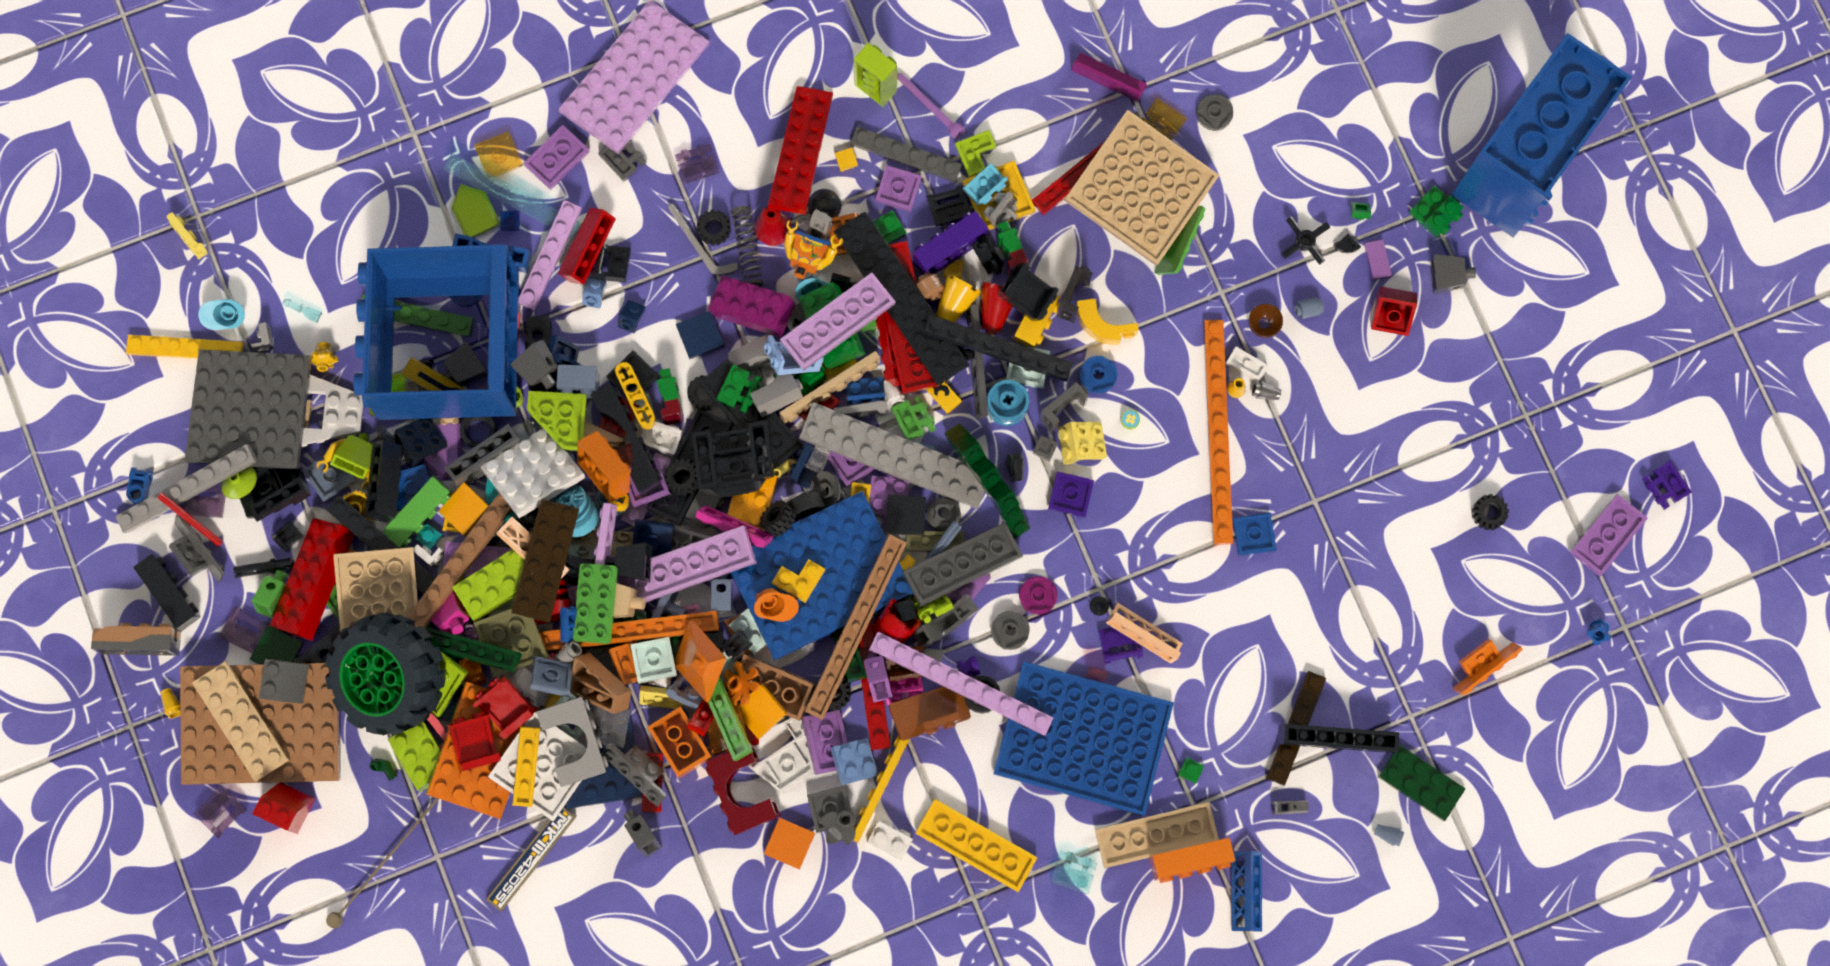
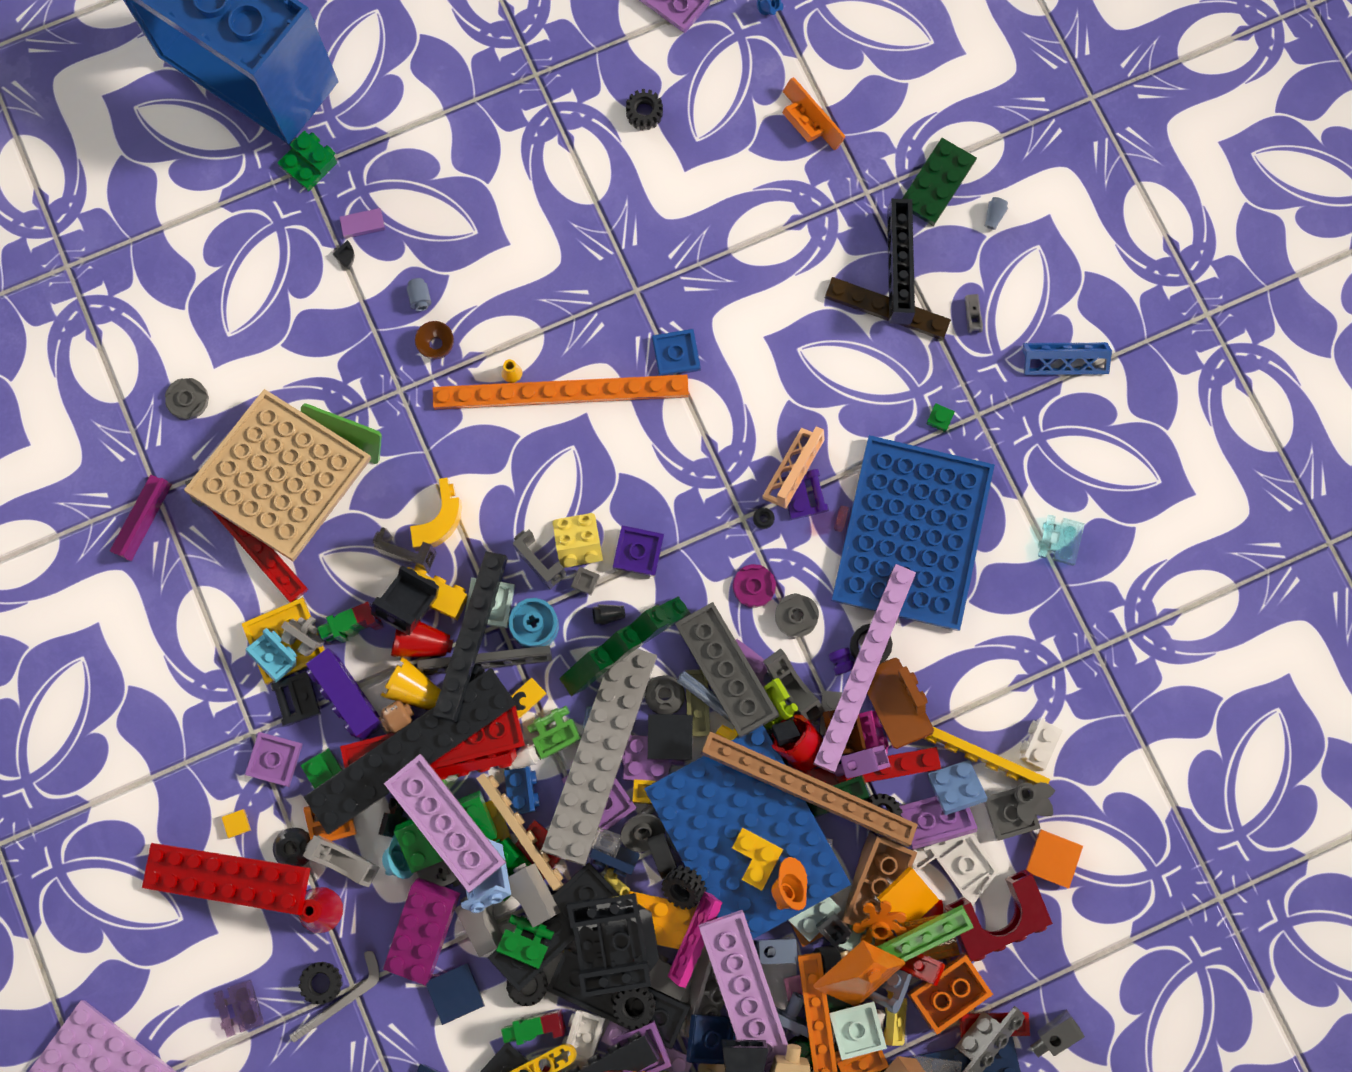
camera: 90 degrees left, 0 degrees up
(758, 282) = (299, 948): dark grey piece -> none
(808, 252) = (355, 863): torso -> none
(864, 410) = (546, 792): light grey plate -> none
(875, 74) = (131, 789): lime brick -> none
(906, 154) = (231, 752): dark grey plate -> none
(954, 269) = (373, 690): yellow tile -> none
(955, 129) = (201, 694): medium lavender piece -> none
(971, 149) = (229, 675): lime plate -> none
(976, 845) = (1039, 647): yellow plate -> none
(987, 255) = (357, 651): black hinge -> none
(1104, 366) = (487, 518): blue plate -> none
(1130, 419) = (549, 487): tile -> none
(1156, 835) = (1014, 452): tan plate -> none
(1165, 116) = (191, 452): clear yellow plate -> none
(1192, 859) = (1041, 412): orange brick -> none
(1247, 364) = (484, 360): white plate -> none
(1263, 390) = (514, 342): flat silver cone -> none
(1299, 245) = (336, 291): black bar -> none
(1360, 210) = (306, 239): green plate -> none
(1394, 311) = (421, 204): red slope -> none
(1449, 273) = (378, 147): dark grey torso -> none

